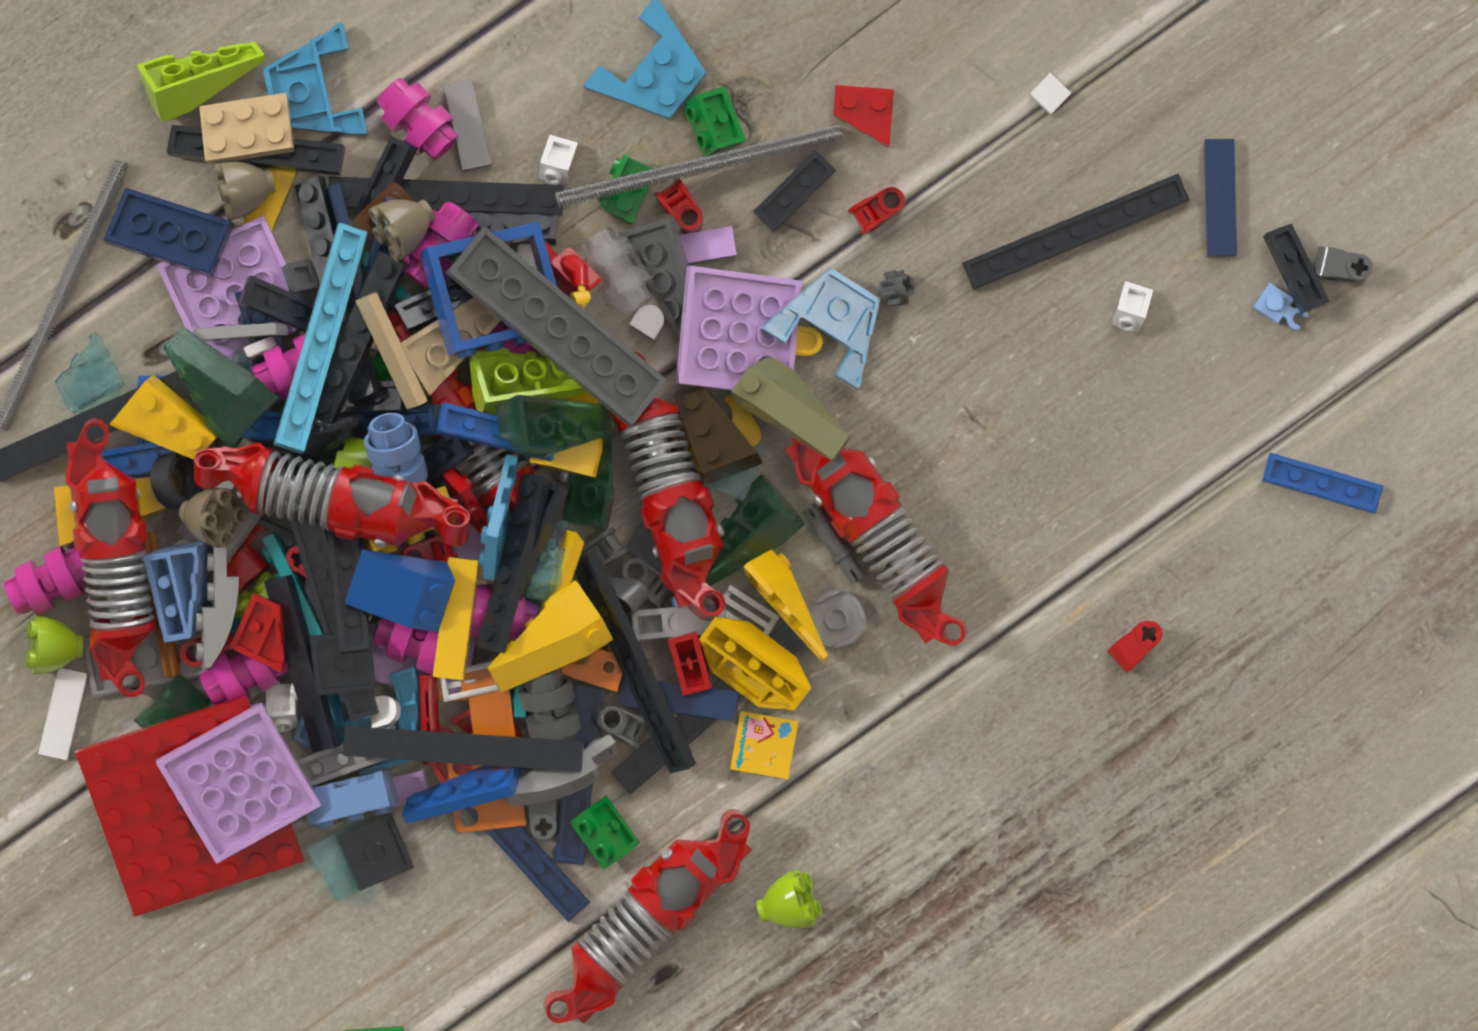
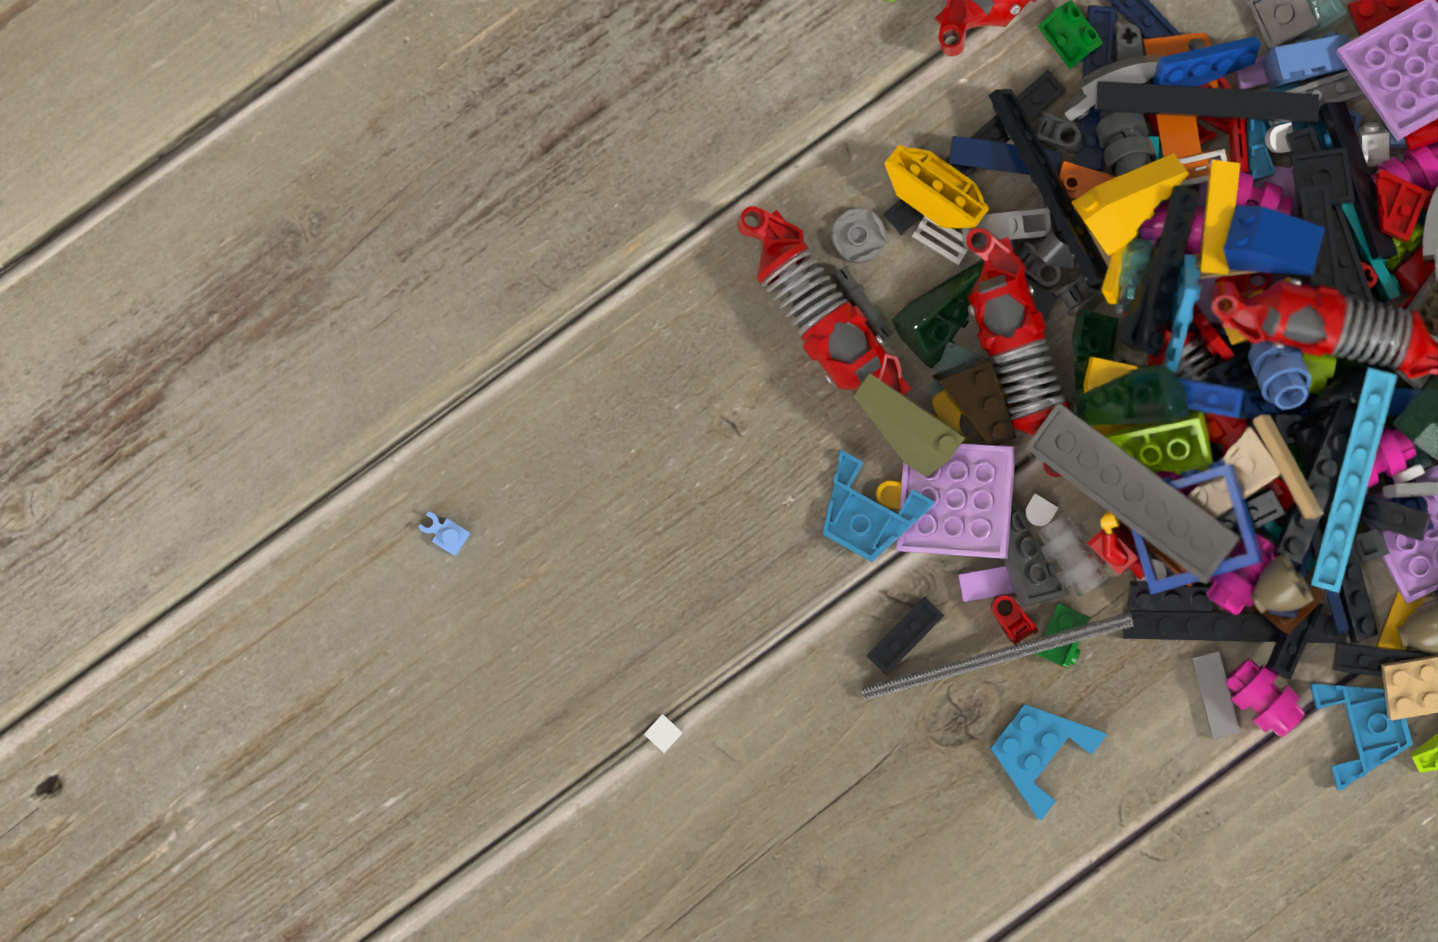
camera: 170 degrees left, 0 degrees up
(557, 160) = (1130, 662): white bracket -> none
(690, 663) = (996, 187): red slope -> none
(714, 121) = (982, 701): green bracket -> none
(764, 745) = (924, 117): yellow tile -> none
(777, 585) = (913, 260): yellow wedge -> none
(866, 110) = (838, 715): red wing -> none
(876, 210) = (827, 618): red piece -> none
(896, 288) = (807, 544): dark grey gear -> none
(1075, 232) = (637, 602): black tile -> none
(1131, 648) = (583, 211): red piece -> none
(1132, 307) = (584, 530): white bracket -> none
(1220, 197) = (501, 636): dark blue tile -> none
(1296, 268) = (430, 568): black plate -> none
(1322, 483) = (404, 368): blue tile -> none
(1337, 263) = (391, 573): dark grey piece -> none

